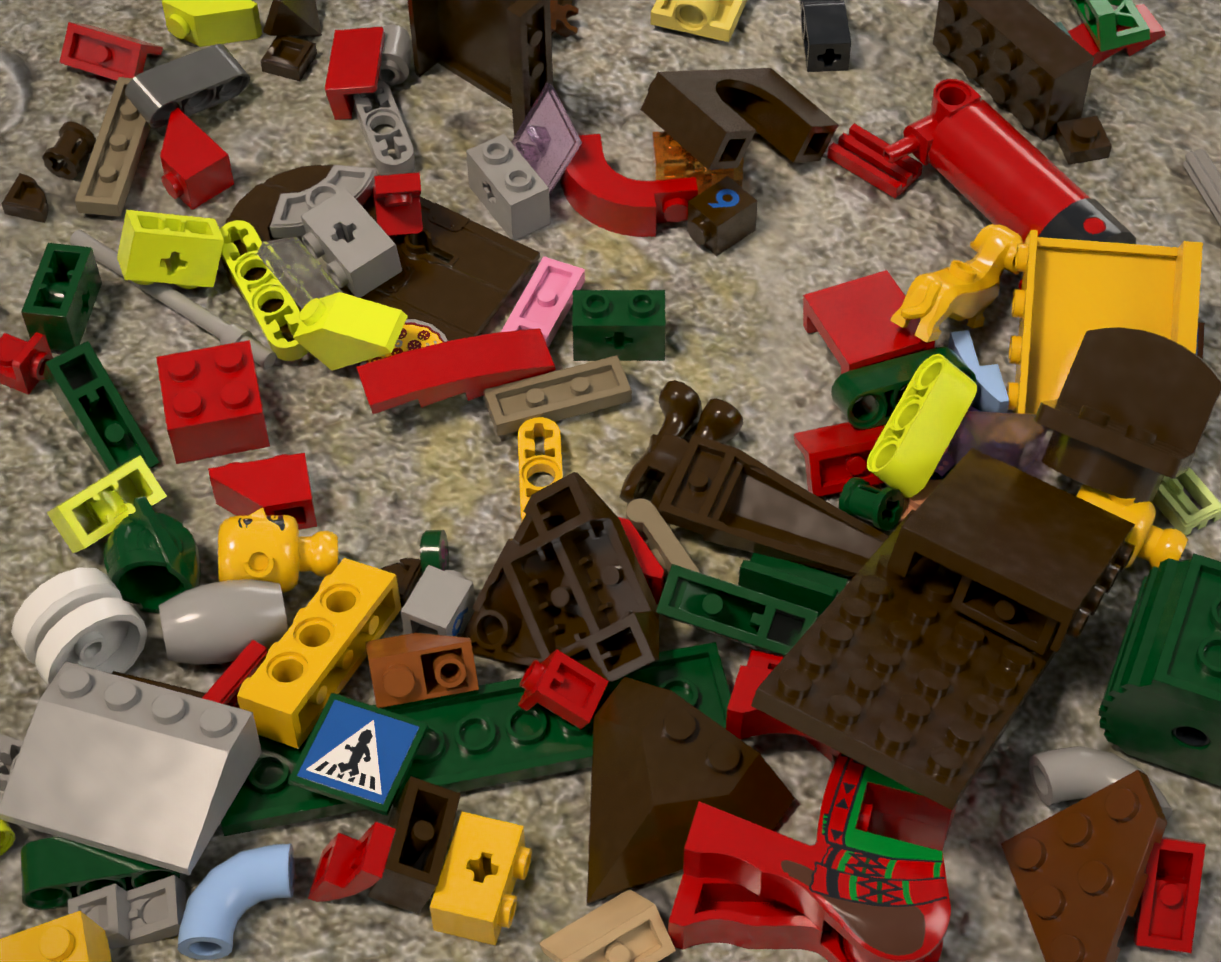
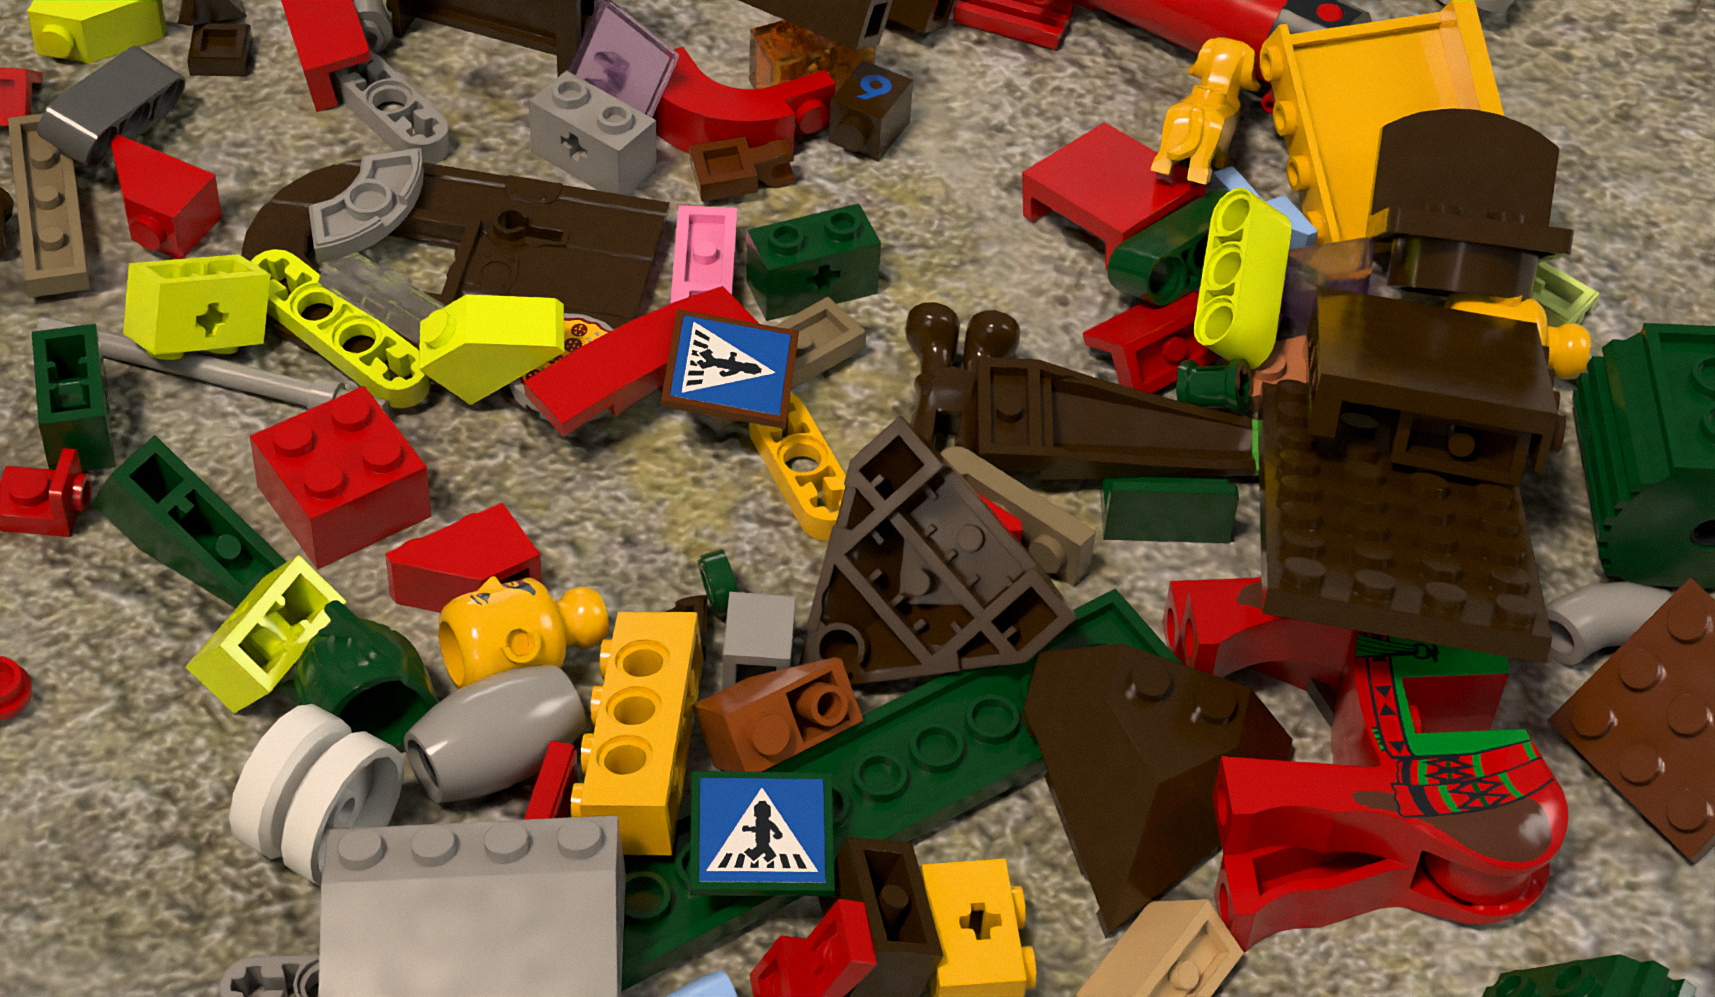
camera: 25 degrees left, 5 degrees down
(350, 243) = (435, 240): light grey brick -> none
(398, 203) = (469, 179): red slope -> none
(508, 395) = (730, 369): none -> piece
(563, 688) = (969, 684): red bracket -> none
(599, 234) = (733, 168): none -> reddish brown plate
(733, 611) = (1139, 543): dark green slope -> none

